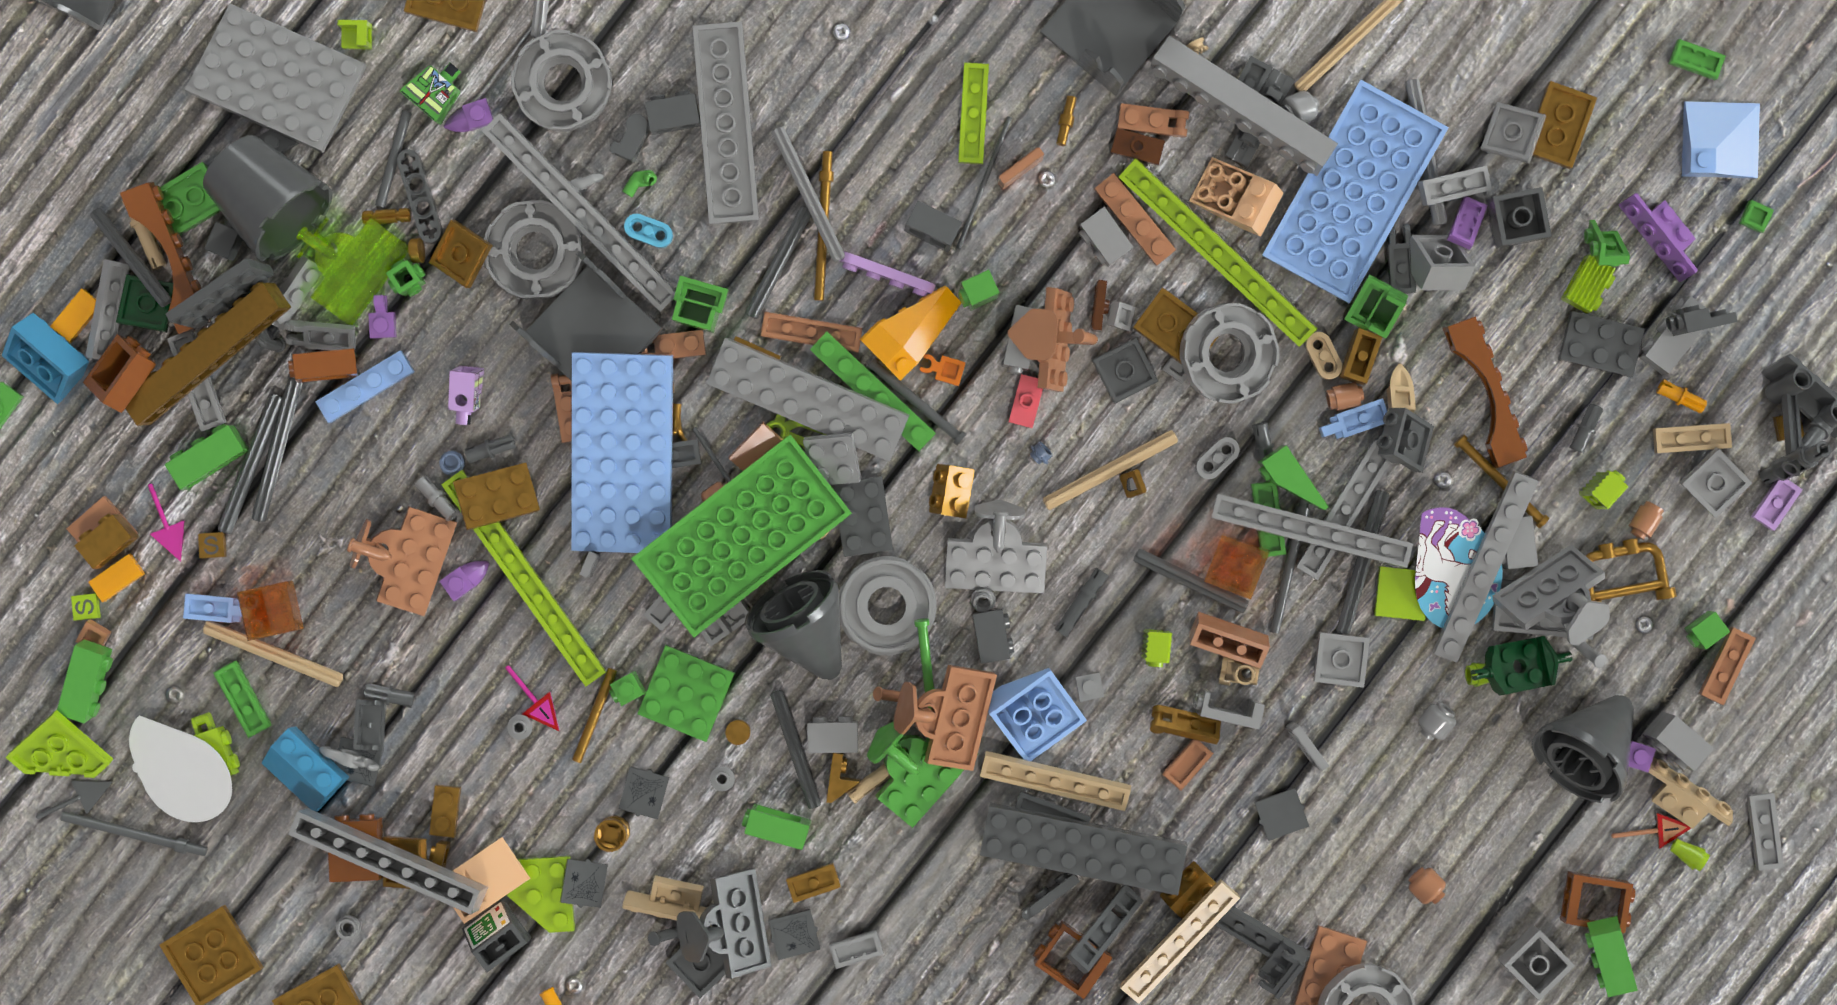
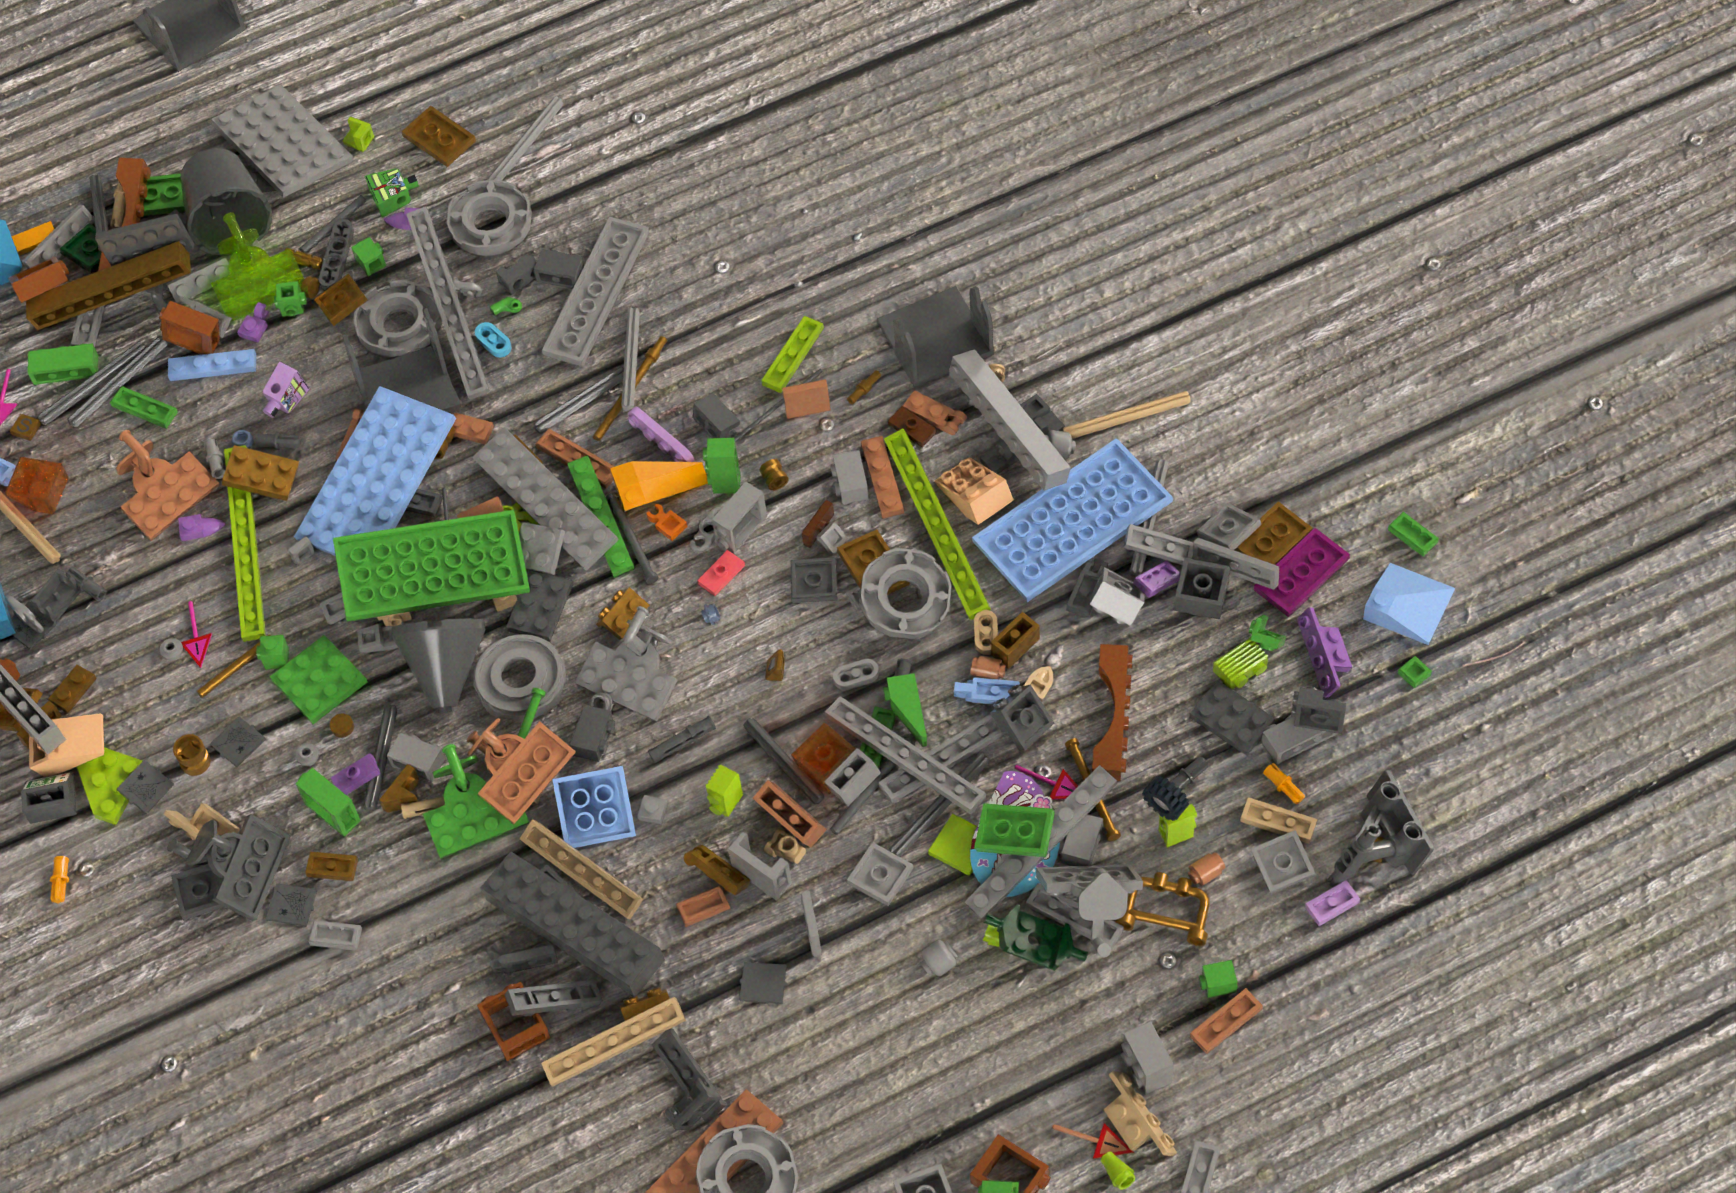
camera: 30 degrees right, 30 degrees down
(322, 467) = (144, 407): none -> bright green tile
(457, 184) = (369, 256): none -> bright green brick
(677, 422) = (432, 479): pearl gold bar -> none
(698, 304) = (499, 400): bright green plate -> none
(784, 782) = (356, 774): none -> medium lavender plate
(994, 368) = (707, 537): none -> light grey piece
(1025, 268) = (773, 473): none -> pearl gold wheel
(1046, 335) = (762, 520): nougat plate -> none
(1110, 470) = (761, 649): tan axle -> none
(1273, 577) = (852, 777): none -> light grey brick
(1376, 307) = (1048, 605): bright green plate -> none
(1427, 885) = (860, 1092): nougat head -> none
(1460, 572) = (1014, 830): none -> bright green plate
(1471, 489) = (1062, 788): none -> dark pink piece
(1538, 175) = (1240, 564): none -> light grey plate
(1589, 749) = (1060, 1023): dark grey cone -> none
(1603, 490) = (1165, 798): none -> black bush
(1605, 152) = (1304, 571): none -> magenta plate
(1641, 756) = (1105, 1059): medium lavender brick -> none

